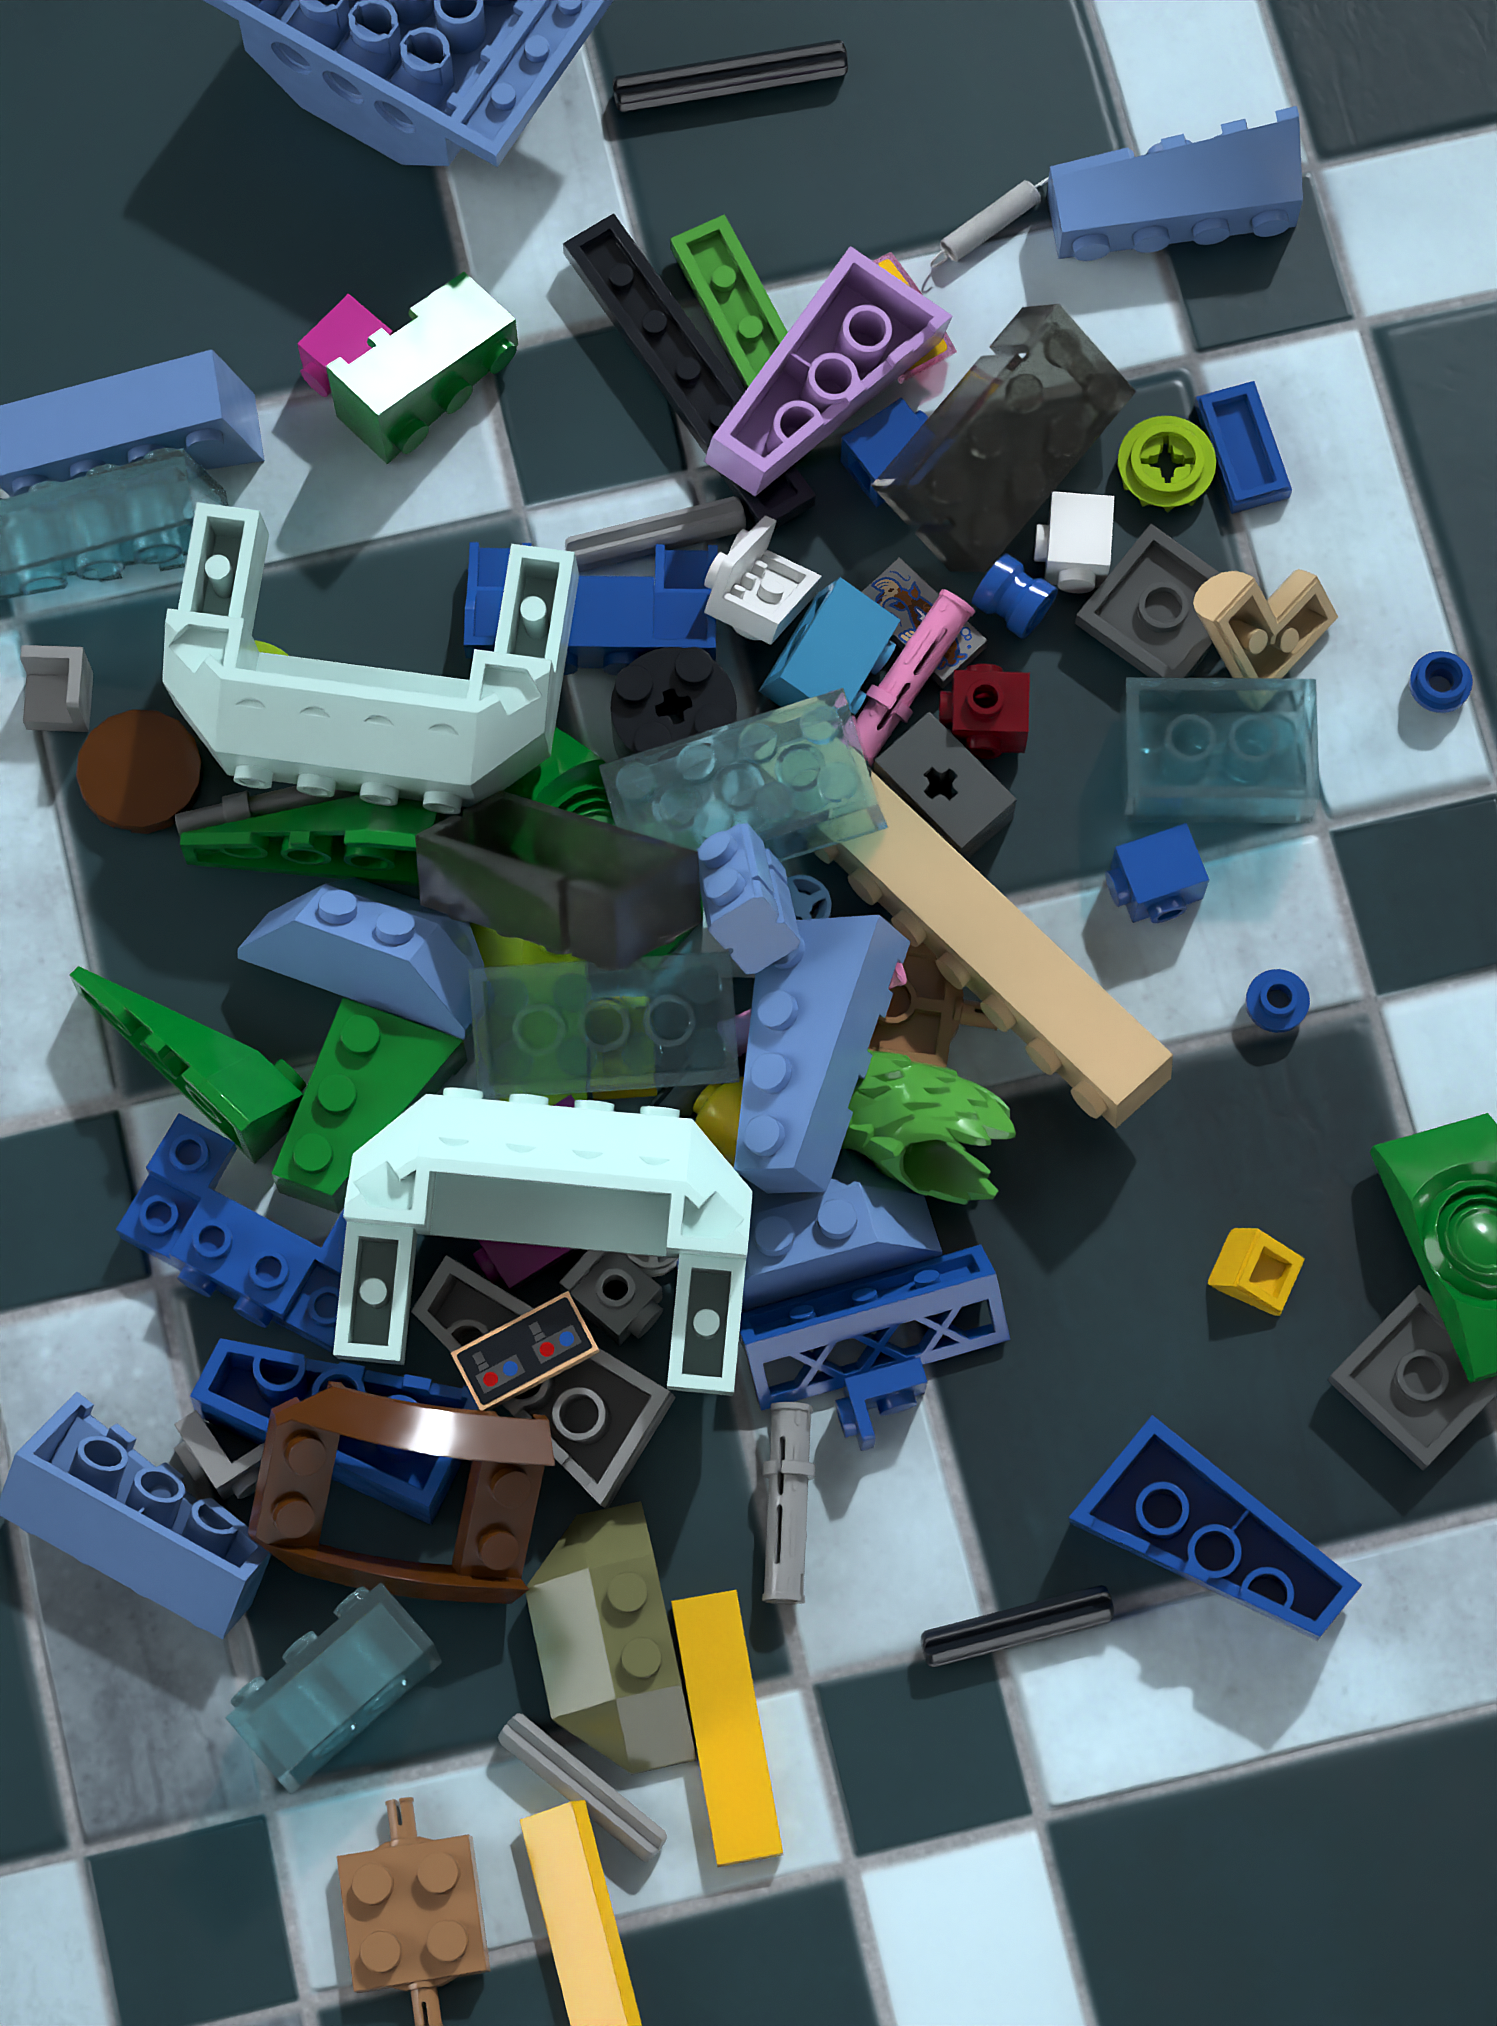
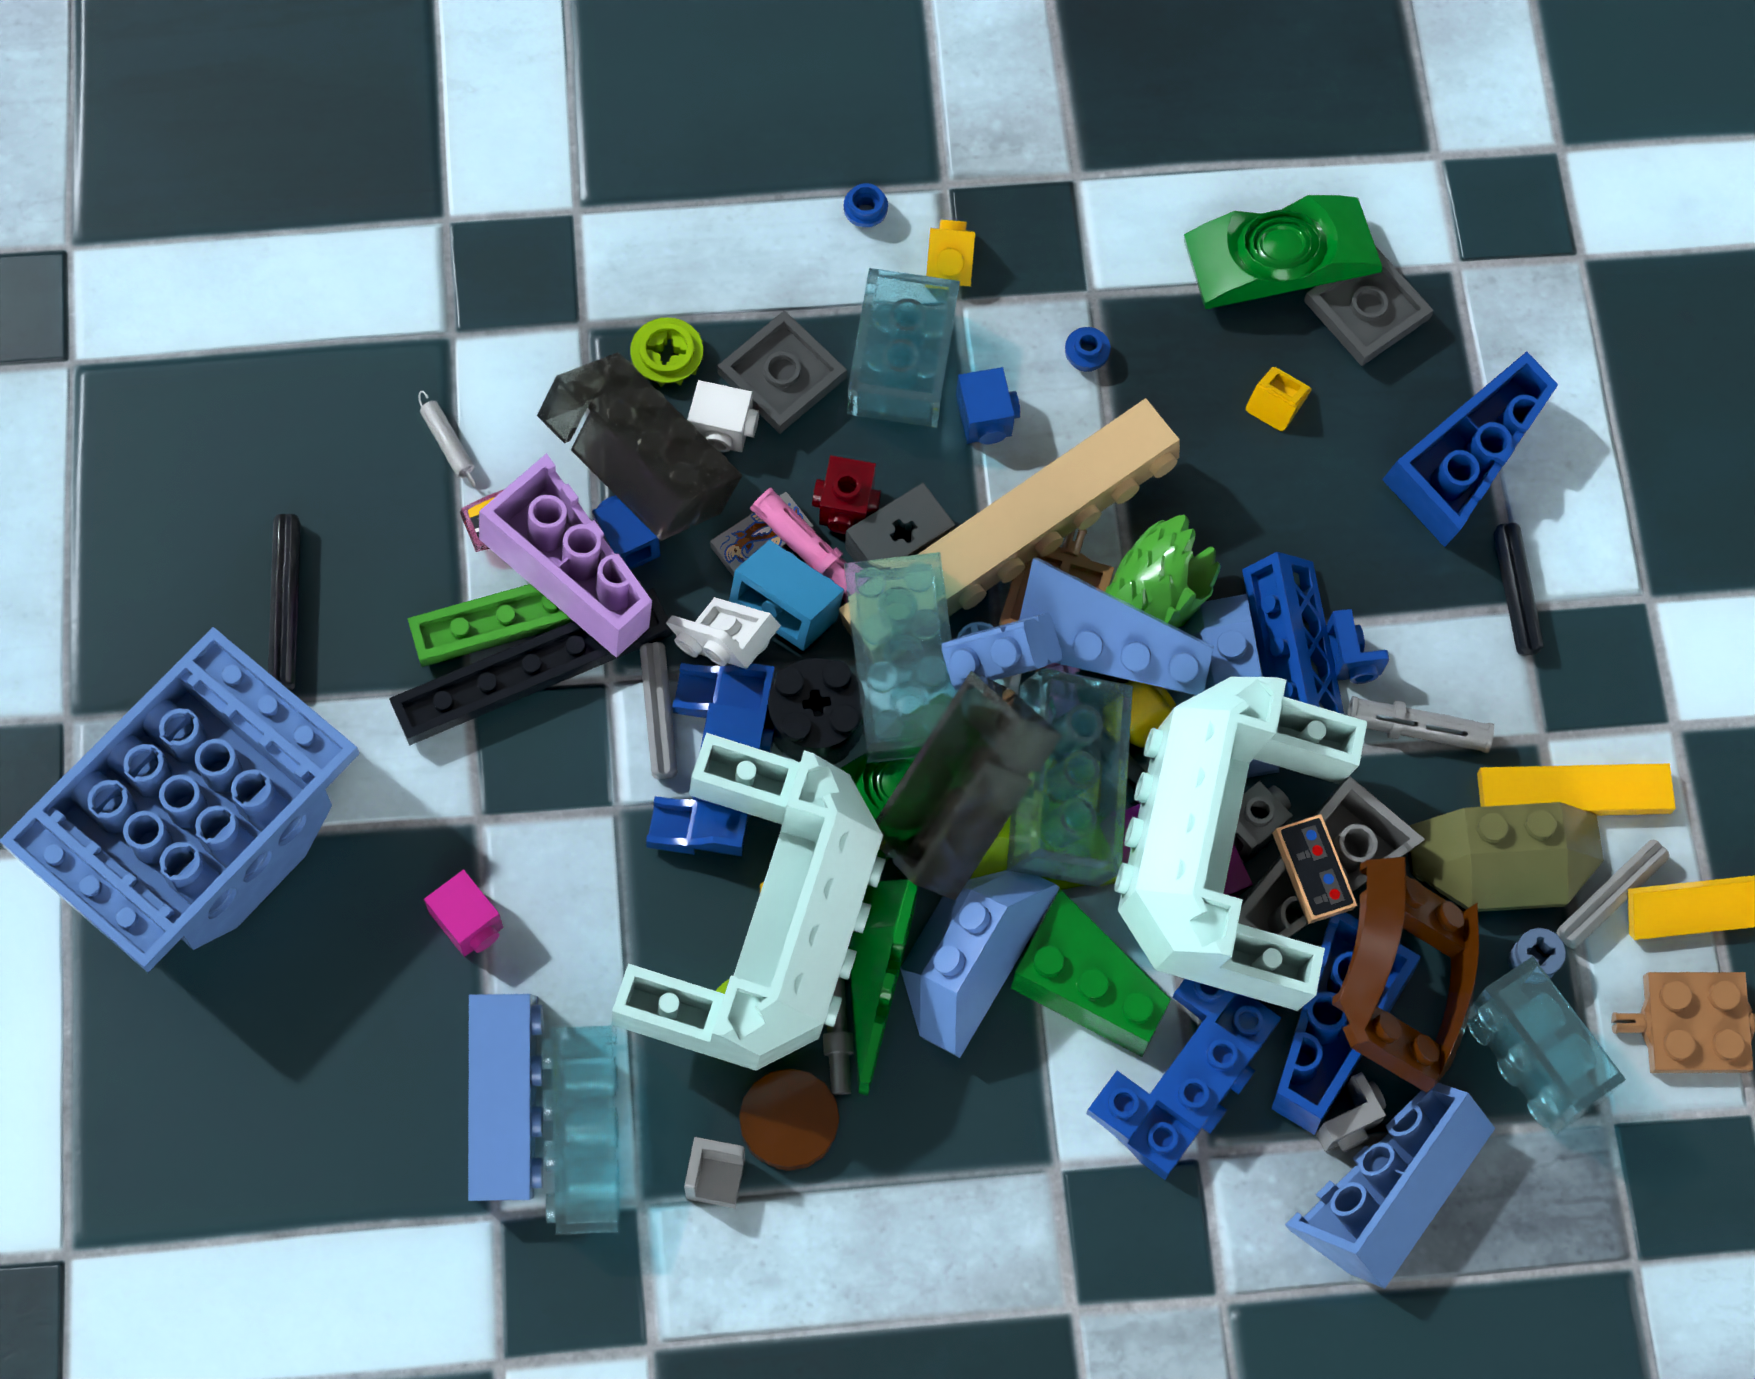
camera: 85 degrees left, 5 degrees down
(218, 1075) = (1063, 1074): green wedge -> none
(423, 367) = (493, 853): wedge -> none
(486, 1695) = (1547, 942): none -> sand blue wheel
(1014, 596) = (758, 465): blue wheel -> none
(1180, 191) = (459, 302): medium blue wedge -> none
(1243, 447) = (655, 298): blue tile -> none
(1260, 634) = (810, 304): tan brick -> none
(1387, 799) = (951, 252): none -> yellow bracket

